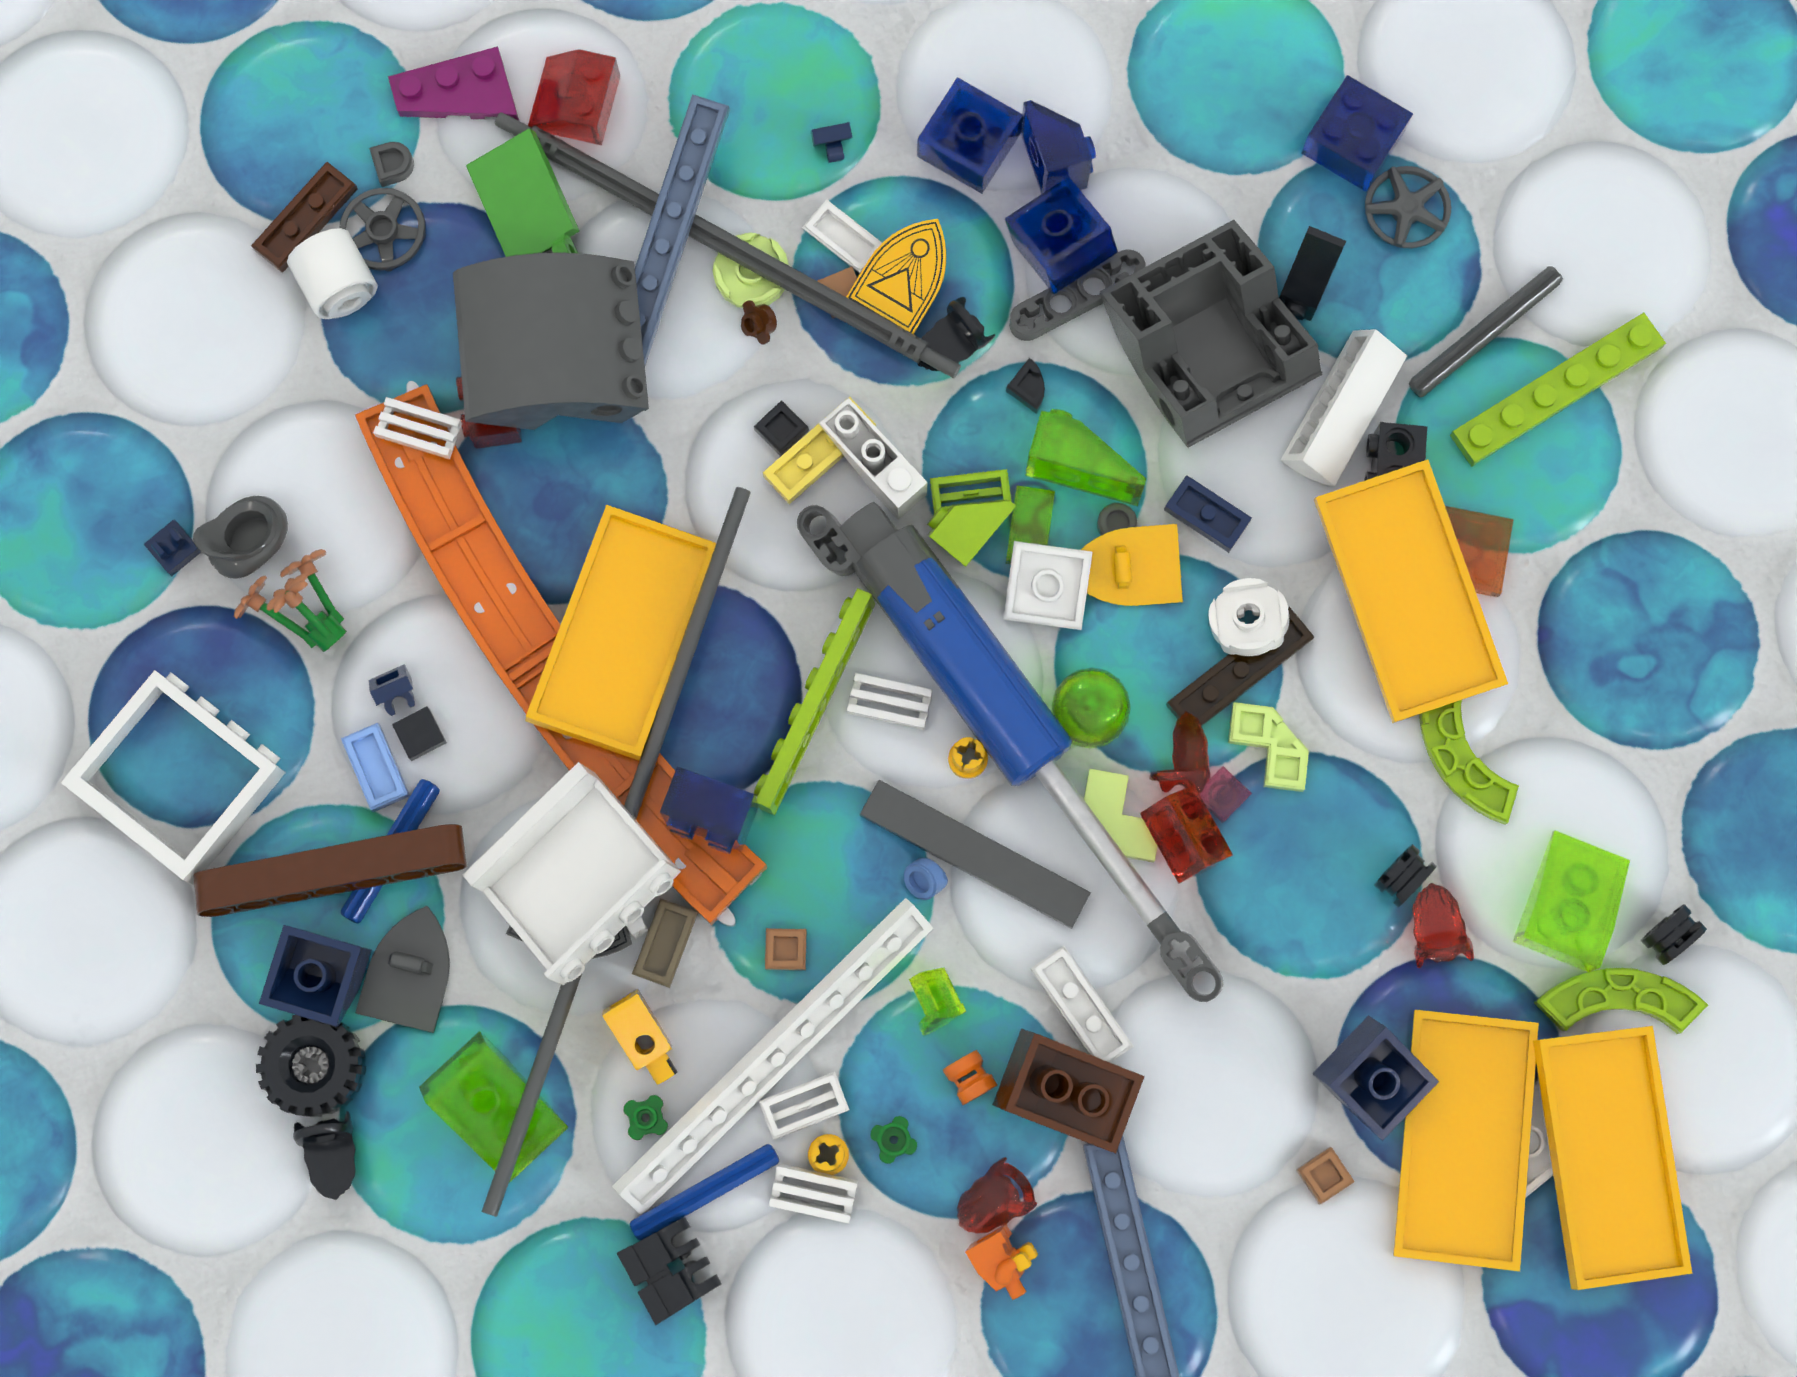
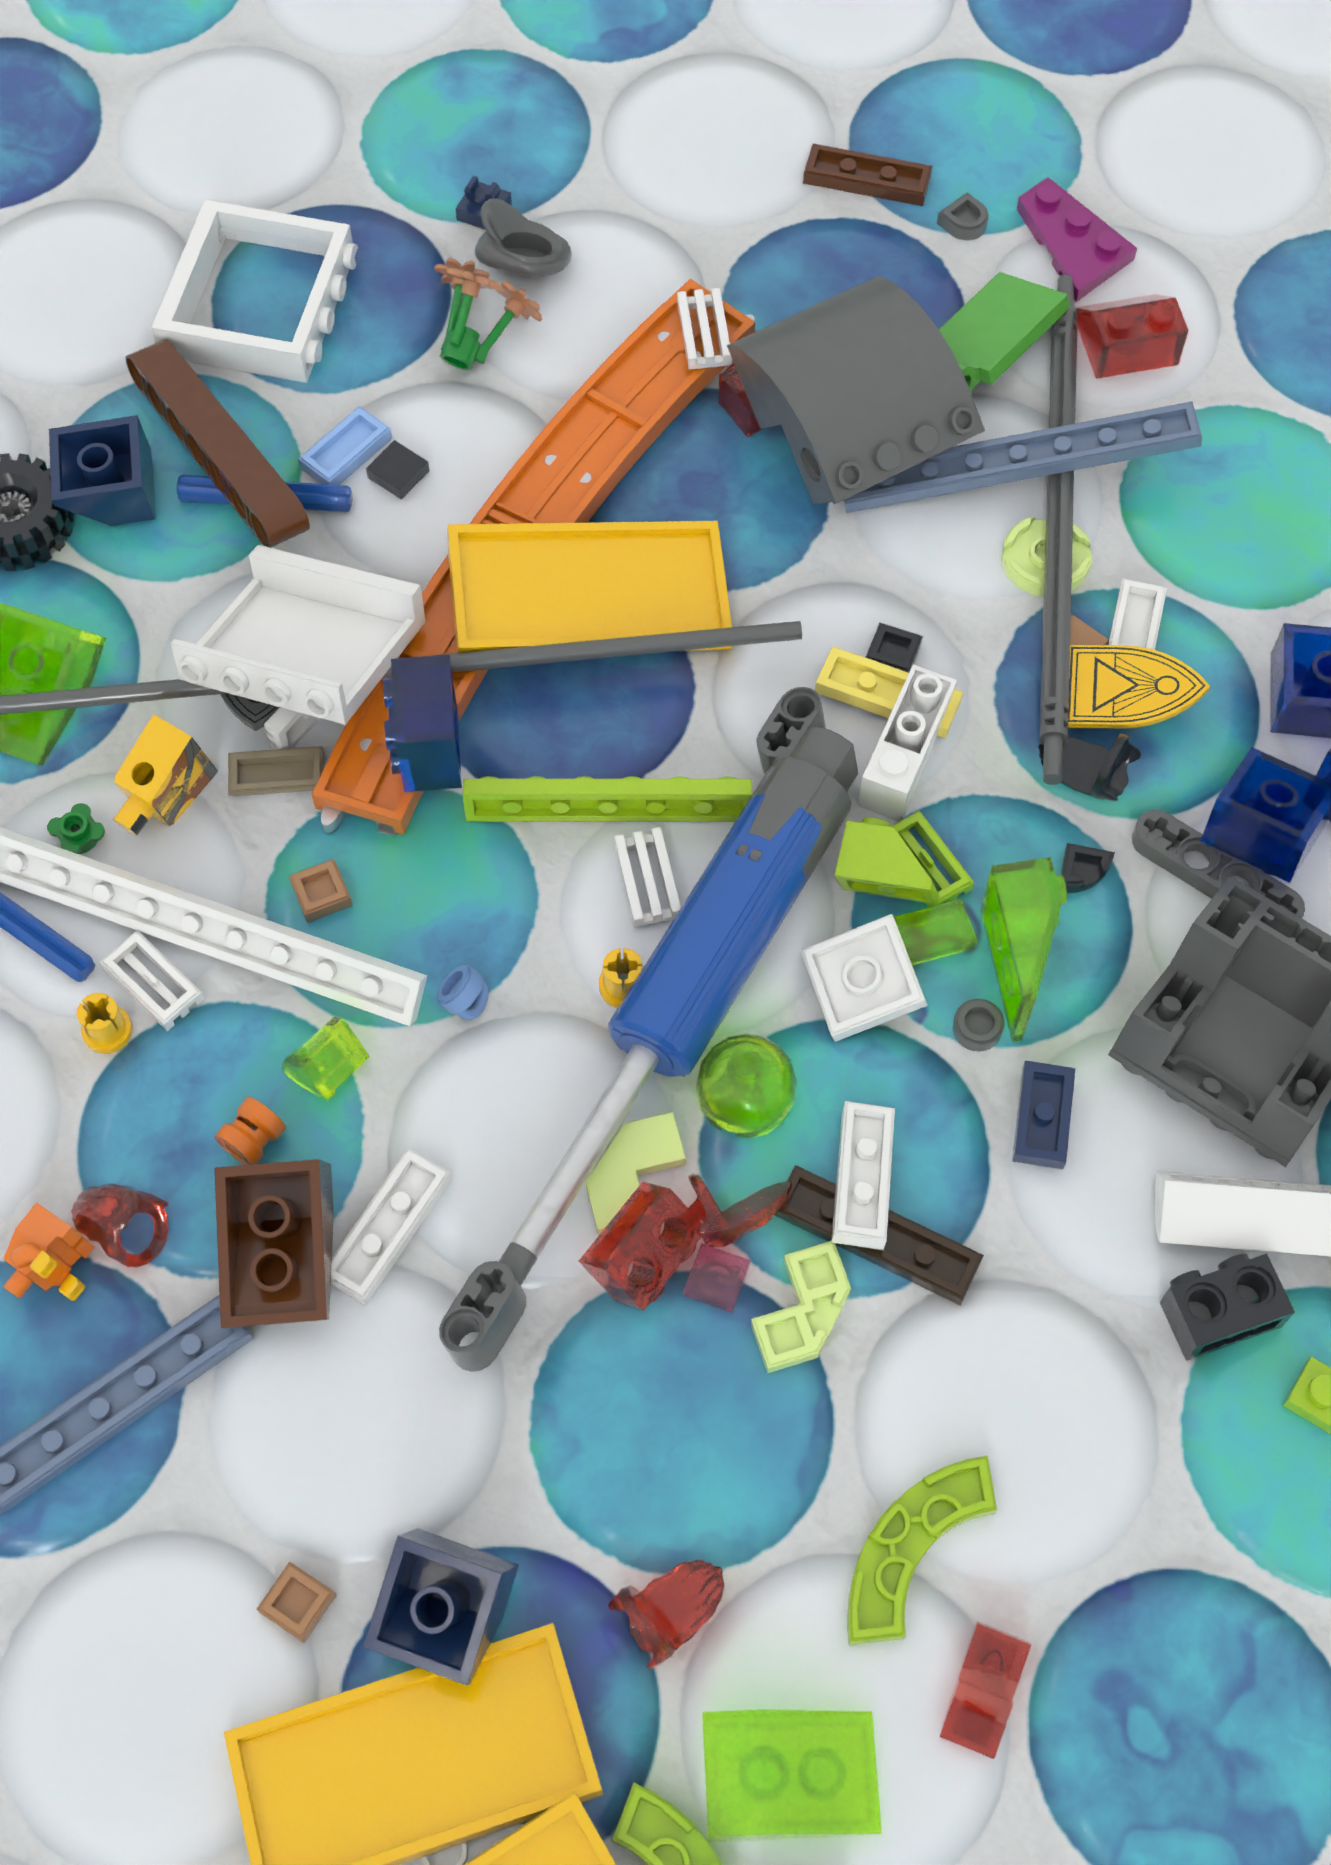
camera: 65 degrees right, 15 degrees down
(332, 274) = (820, 203): white piece -> none
(384, 229) = (895, 237): dark grey wheel -> none
(392, 685) = (432, 424): dark blue tile -> none
(408, 973) = (146, 563): dark grey shield -> none
(758, 321) = (994, 578): reddish brown plate -> none
(810, 1208) = (36, 1029): white tile -> none
(832, 138) = (1234, 562): dark blue tile -> none
(882, 1136) = (147, 1072): green plate -> none
(975, 854) = (515, 1039): dark grey tile -> none
(1136, 566) = (938, 1064): yellow shield -> none
(1197, 658) = (863, 1175): none -> white tile
(1255, 638) = (937, 1233): white plate -> none
(1405, 875) = (716, 1532): black wheel -> none
(1410, 591) = (1076, 1382): yellow tile -> none
(1484, 546) = (1172, 1442): clear orange plate -> none
(1570, 752) = (985, 1690): none -> clear red slope

